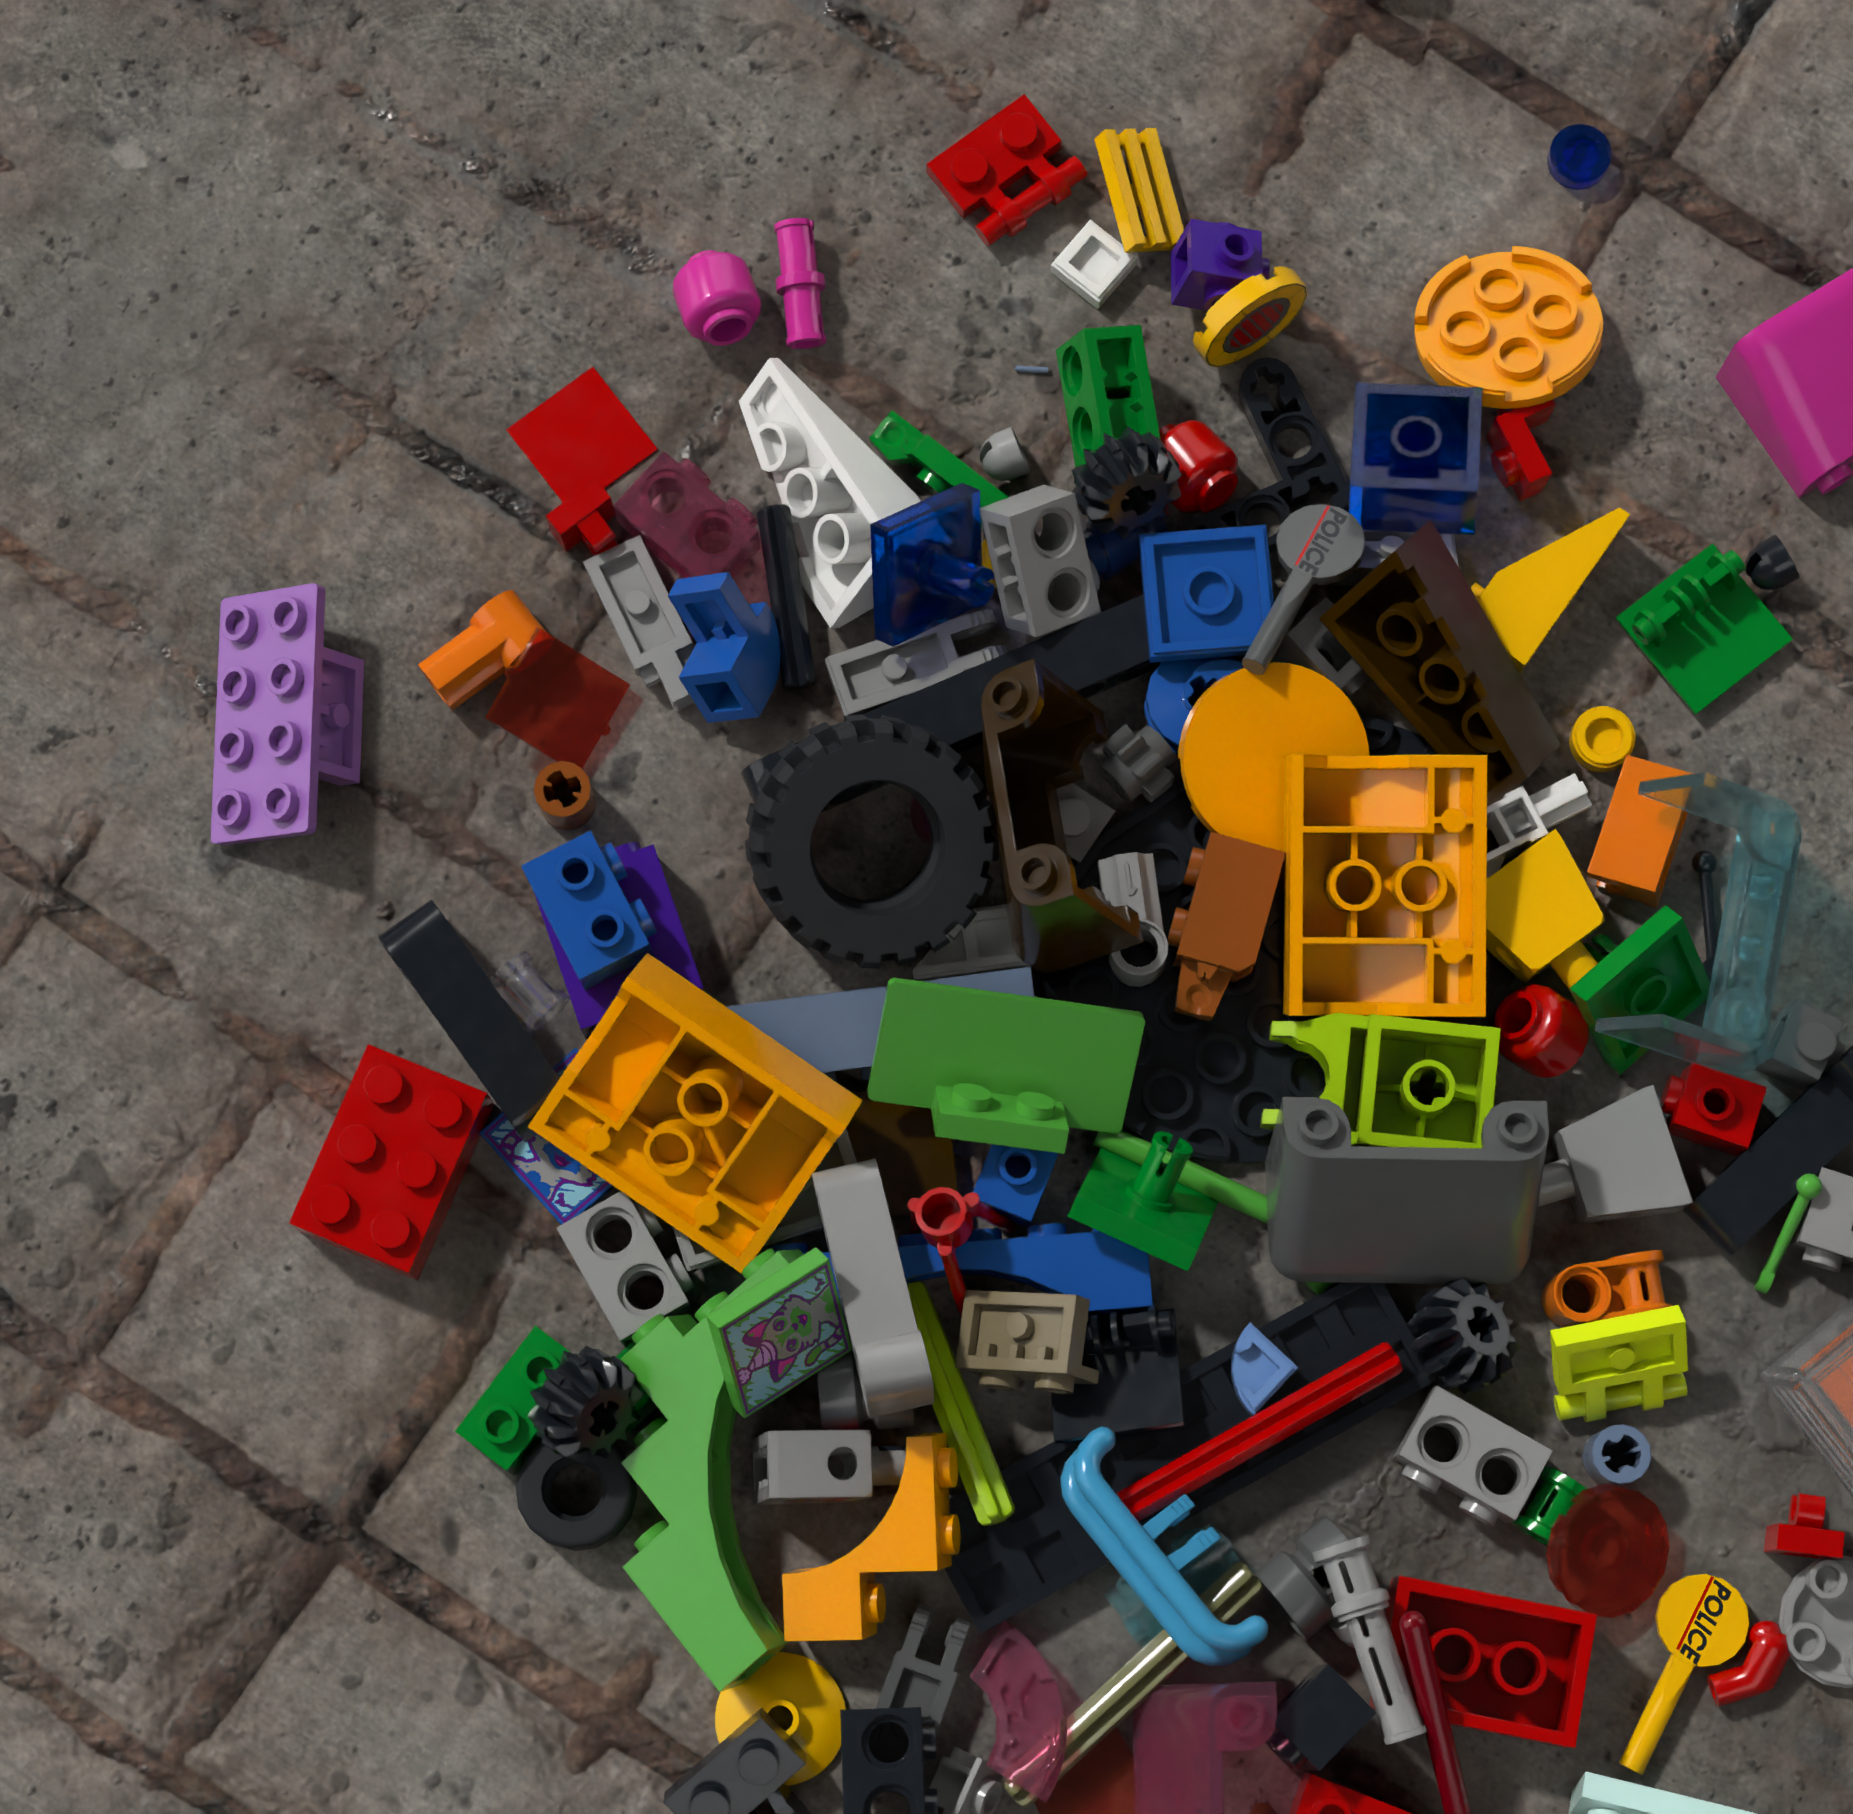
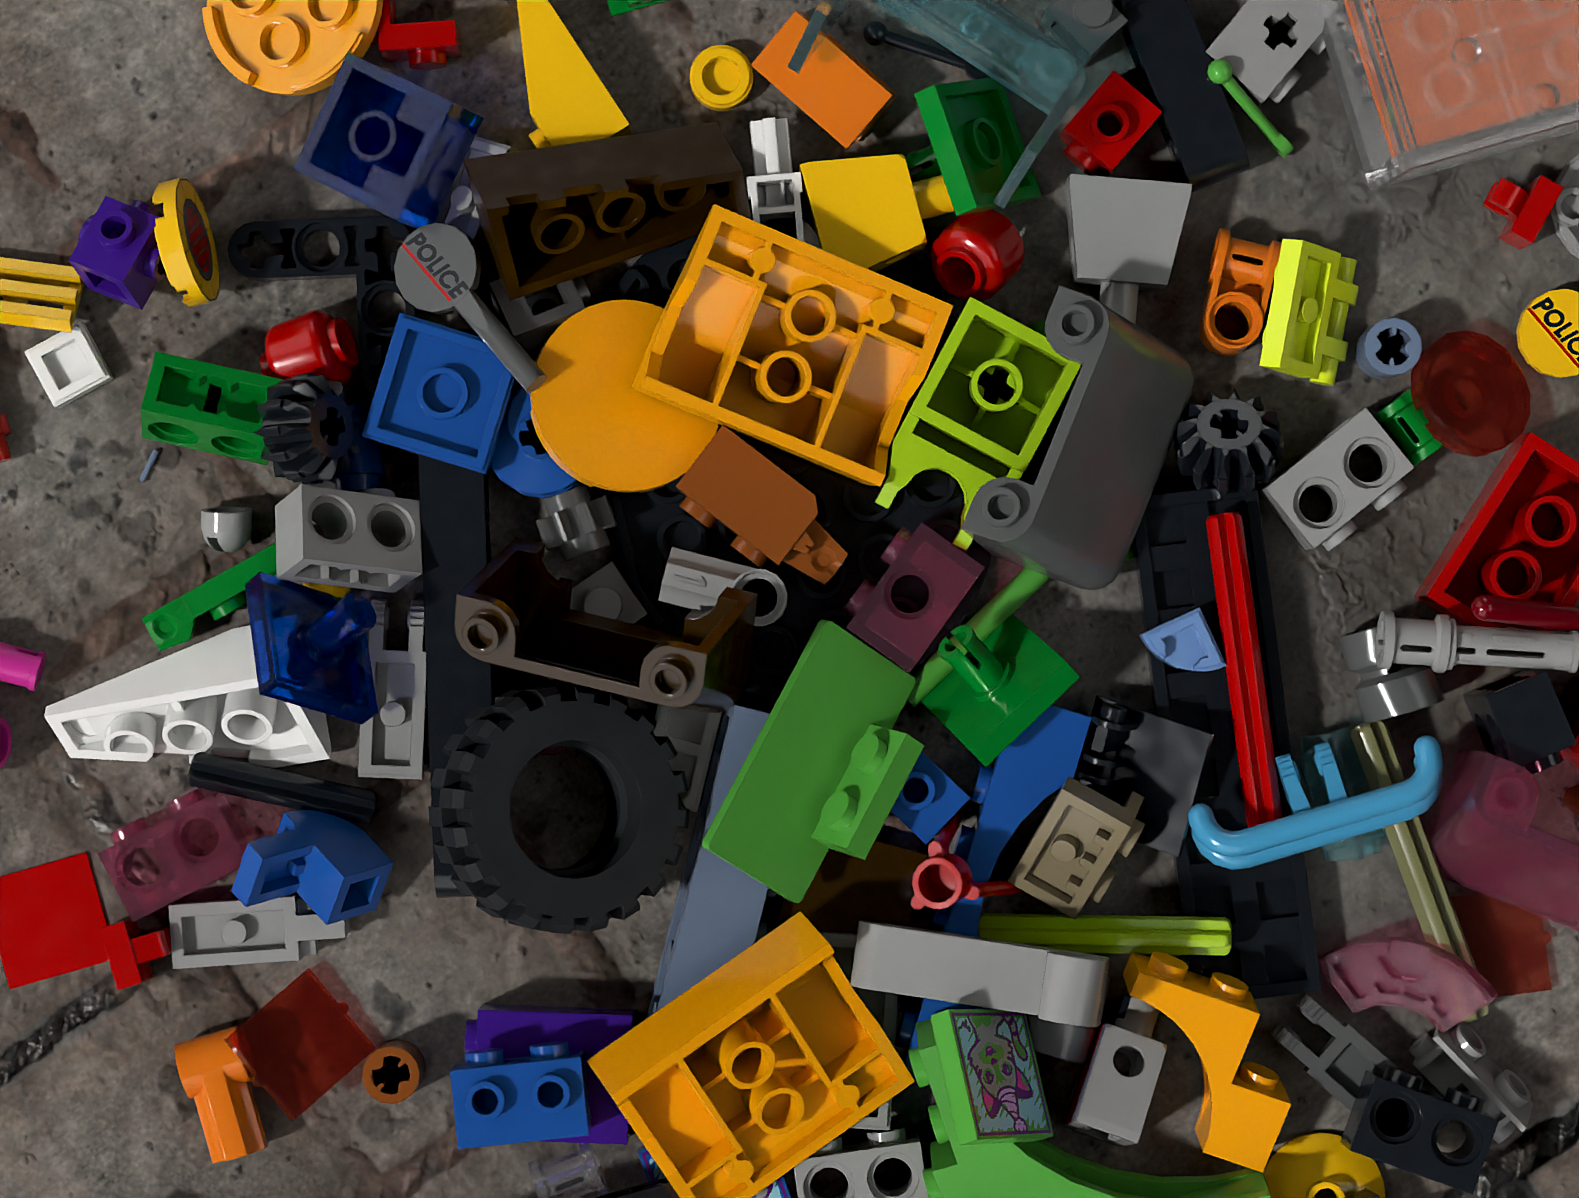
camera: 65 degrees left, 10 degrees up
(1160, 1106) = (947, 576): none -> clear pink brick

